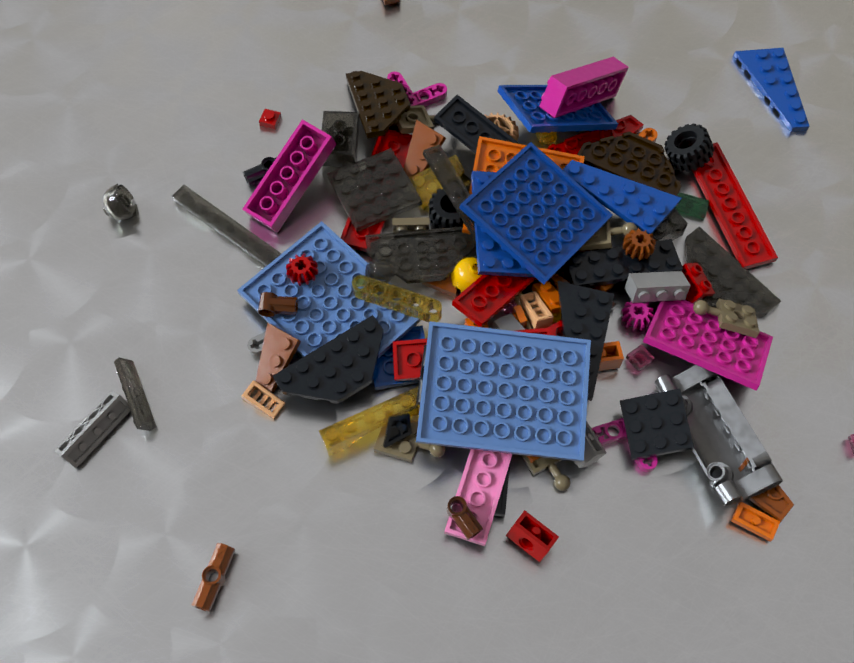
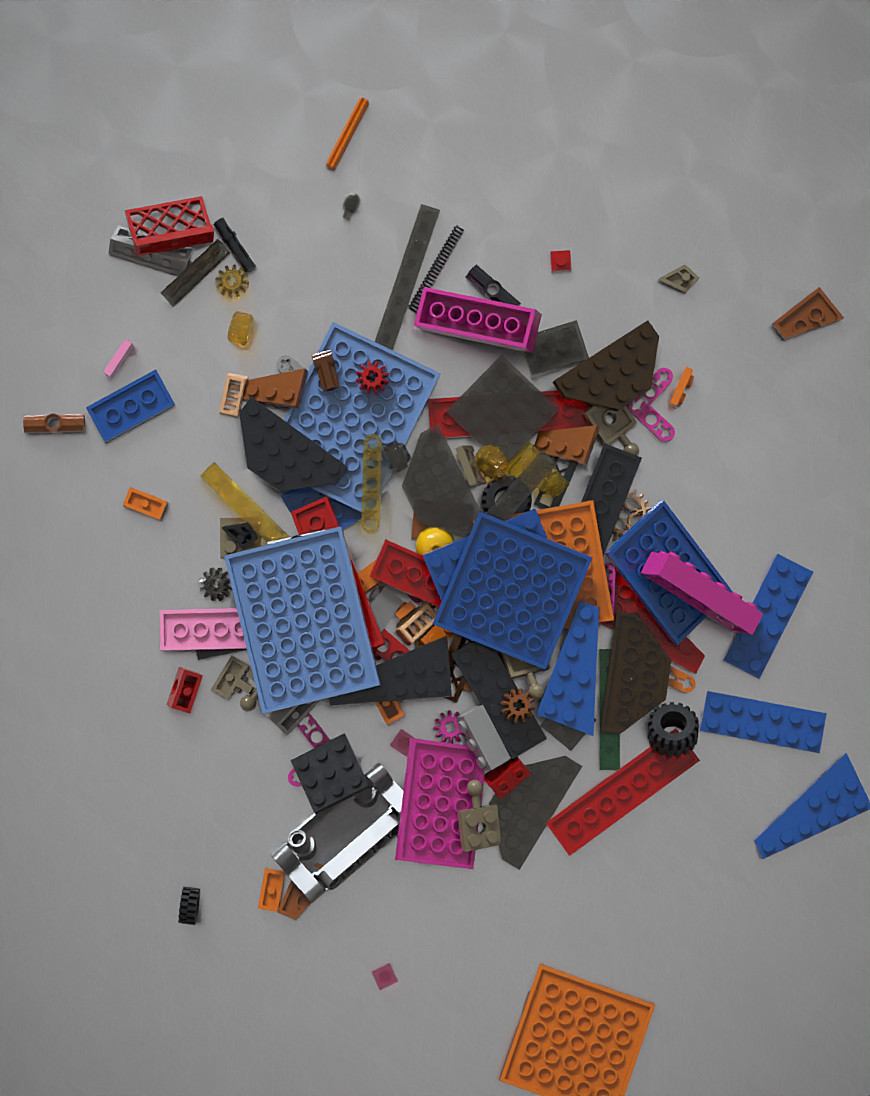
camera: 75 degrees right, 20 degrees up
(82, 234) = (347, 133): none -> orange axle
(89, 402) = (172, 238): none -> red fence
(118, 203) = (391, 156): clear smoke cylinder -> none
(128, 353) = (229, 237): none -> black pin
(143, 250) = (350, 204): none -> clear smoke cylinder
(159, 365) = (226, 287): none -> clear yellow gear
(179, 490) = (118, 359): none -> bright pink tile
(205, 369) = (240, 328): none -> clear yellow gear
(228, 205) = (433, 266): none -> black piece
(230, 497) = (130, 406): none -> blue plate
(323, 47) = (681, 278): none -> dark tan piece
(331, 514) = (145, 503): none -> orange plate
(408, 69) = (686, 380): none -> orange plate
(414, 197) = (491, 461): none -> clear yellow gear
(434, 478) = (209, 582): none -> clear smoke gear
(465, 519) = (172, 624): reddish brown piece -> none
(534, 489) = (232, 679): none -> dark tan hinge
(635, 87) = (777, 602): none -> blue plate
(695, 94) = (763, 722): none -> blue plate
(758, 606) = (189, 905): none -> black tyre

